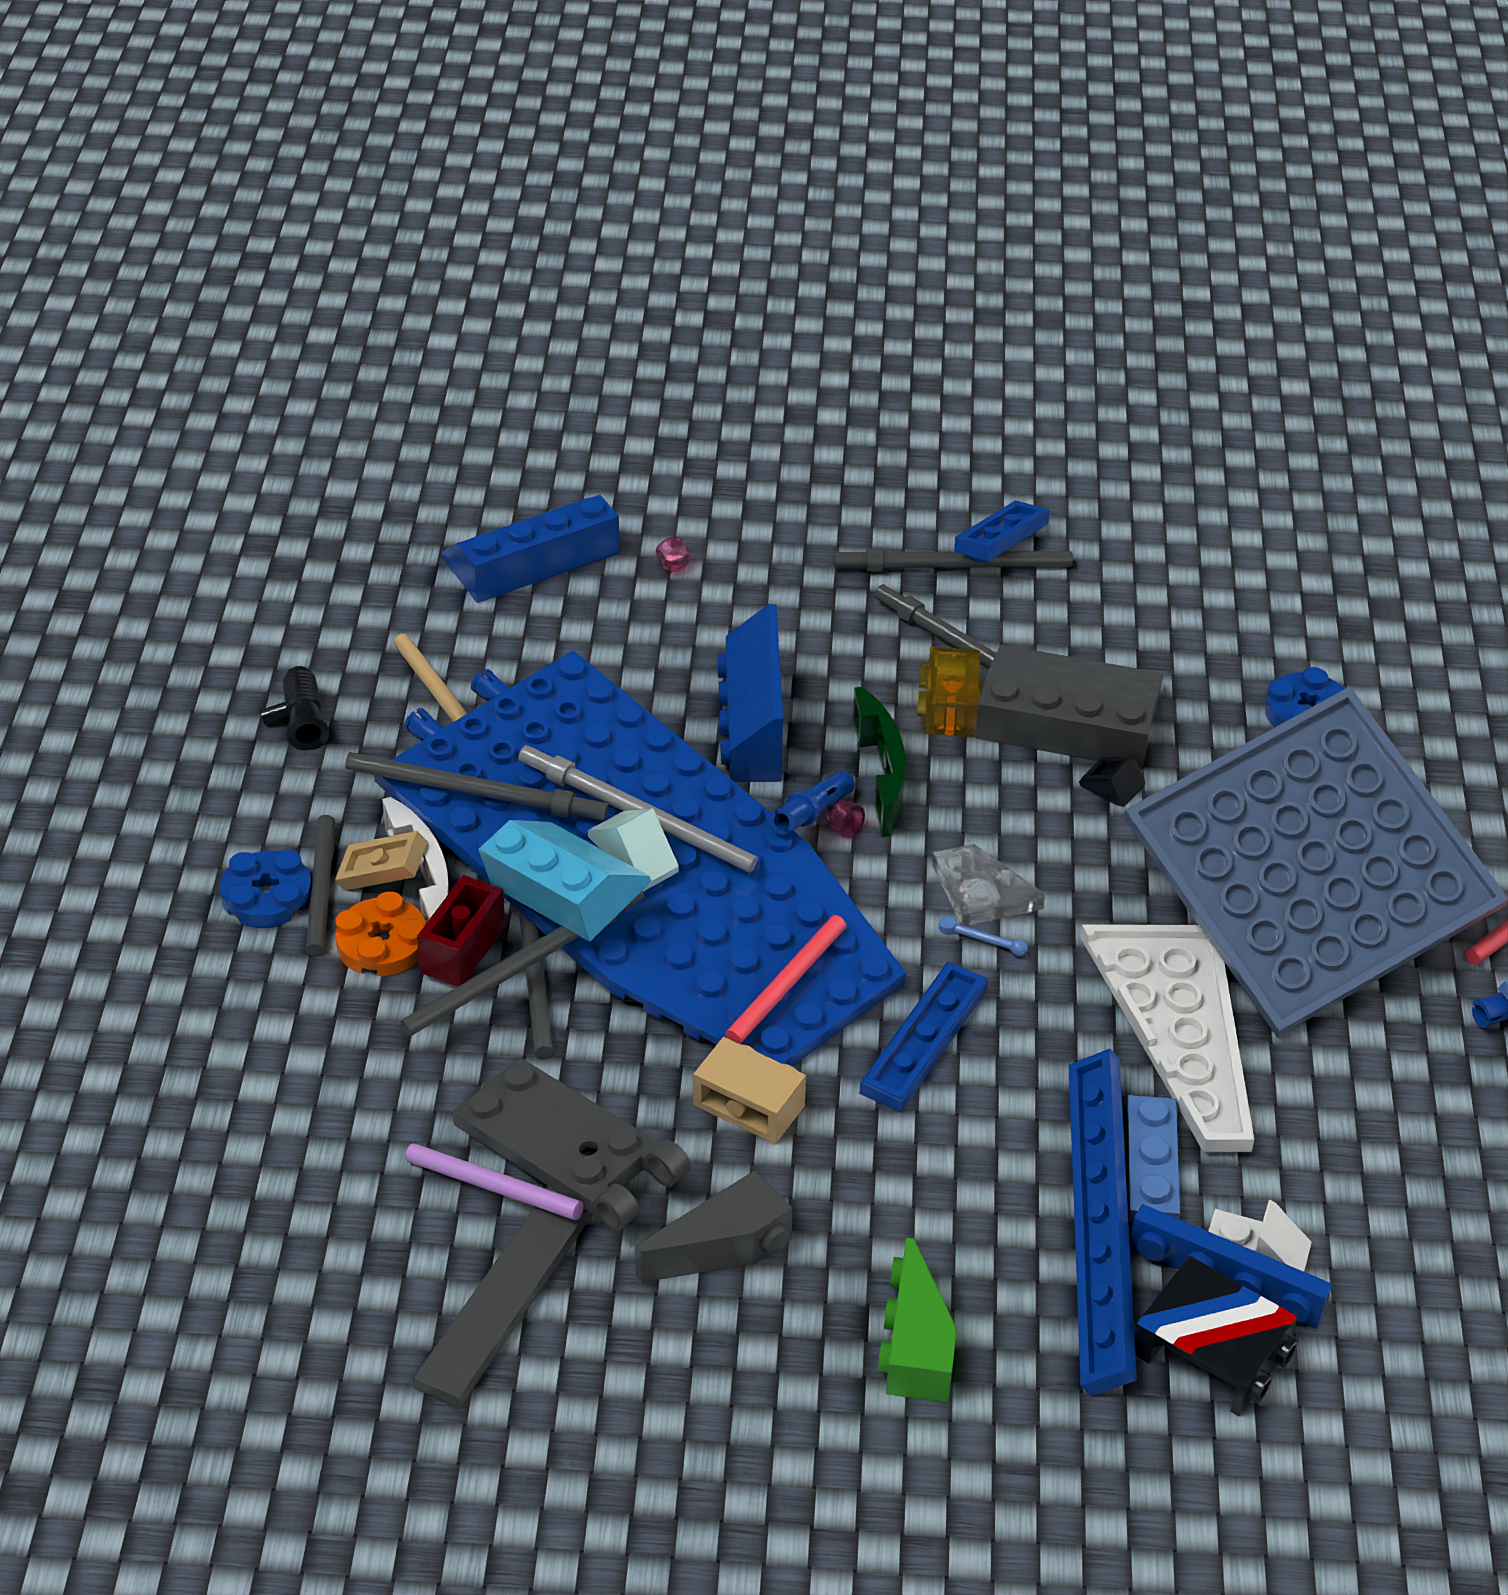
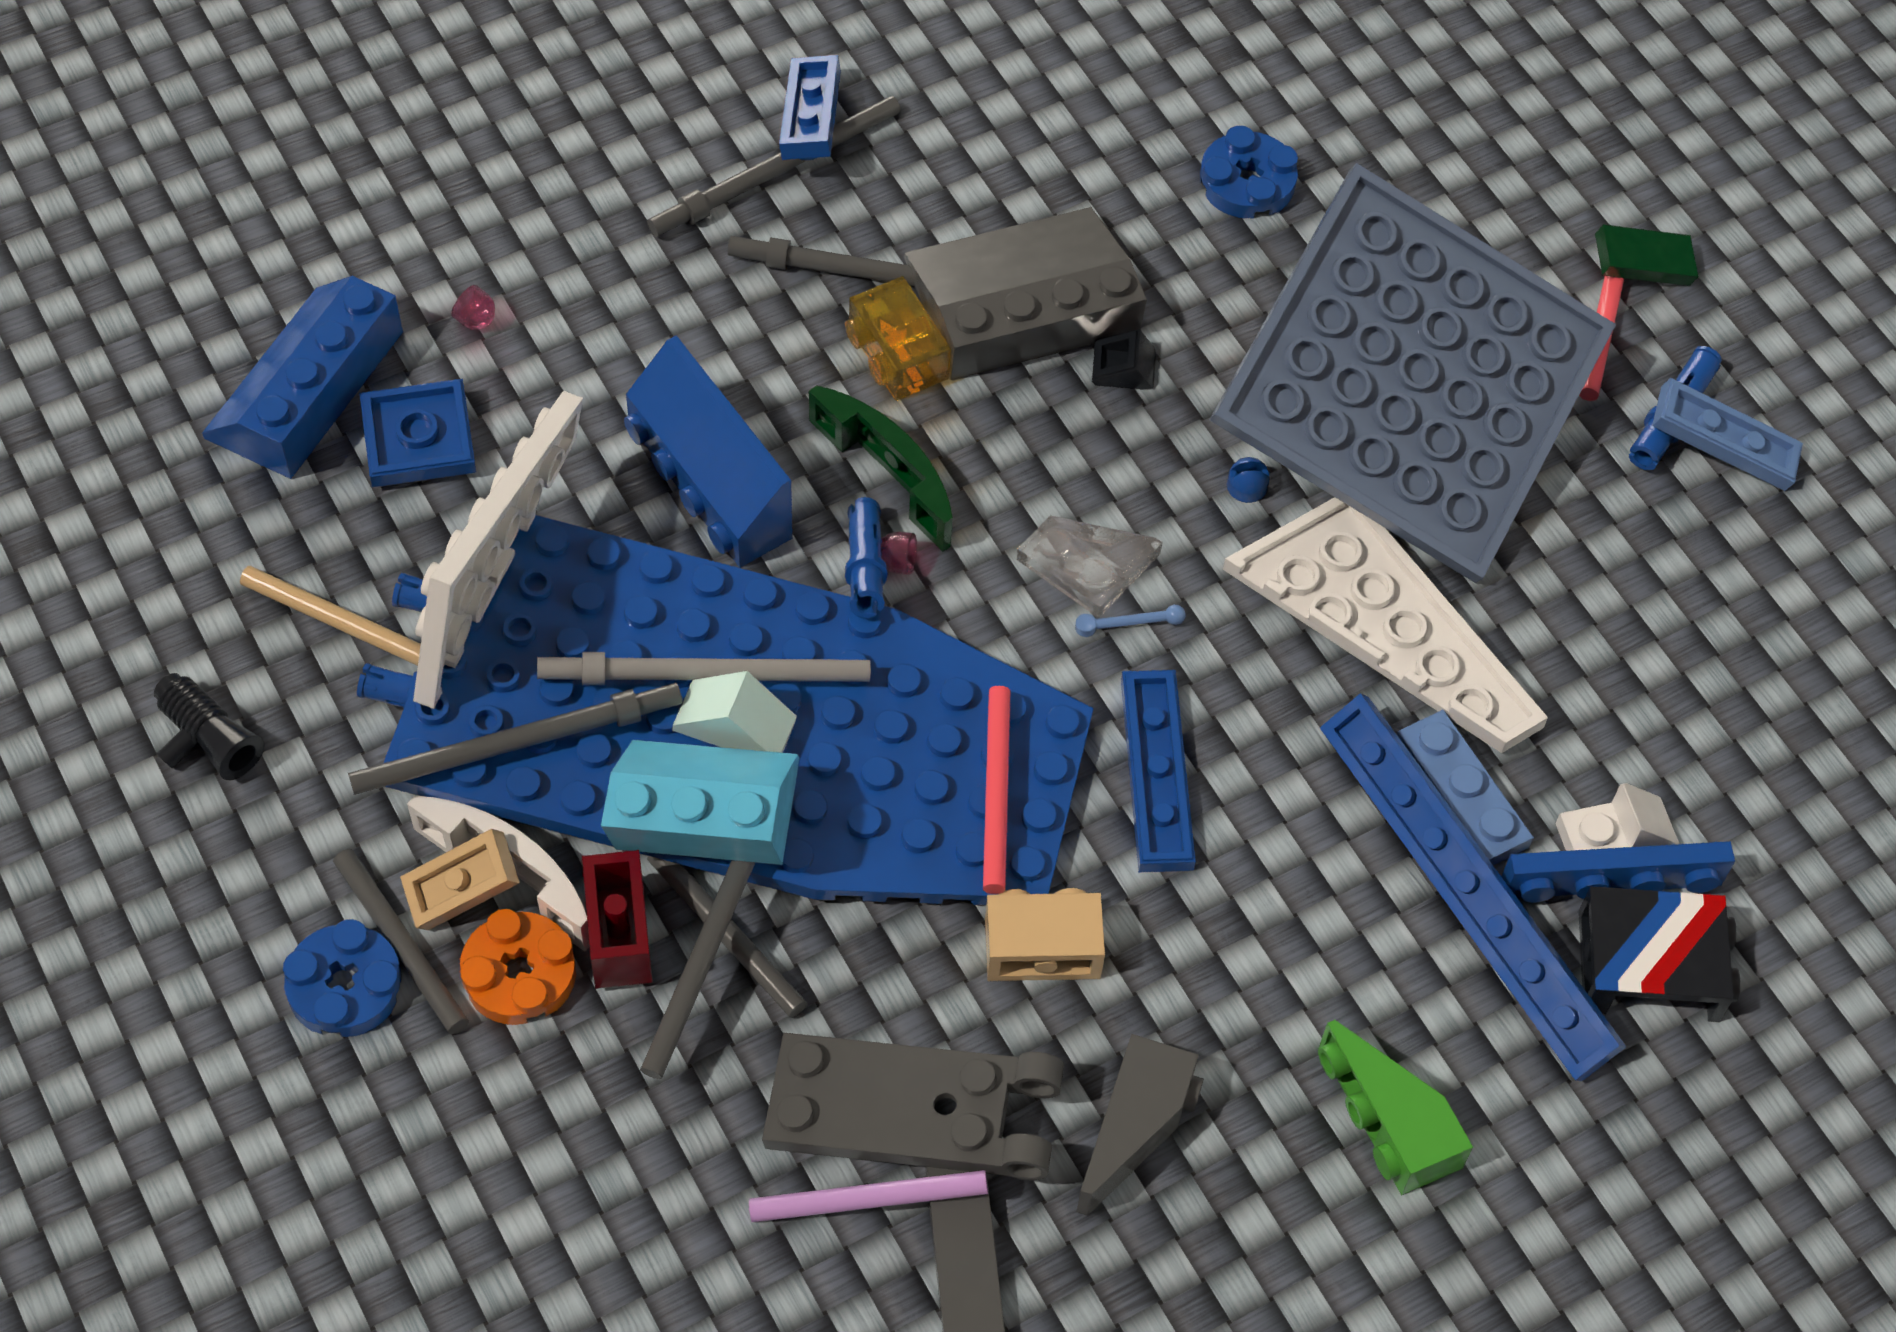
camera: 35 degrees left, 15 degrees up
(534, 659) = (481, 553): none -> white wing
(576, 607) = (417, 432): none -> blue plate
(1147, 890) = (1248, 480): none -> blue hinge

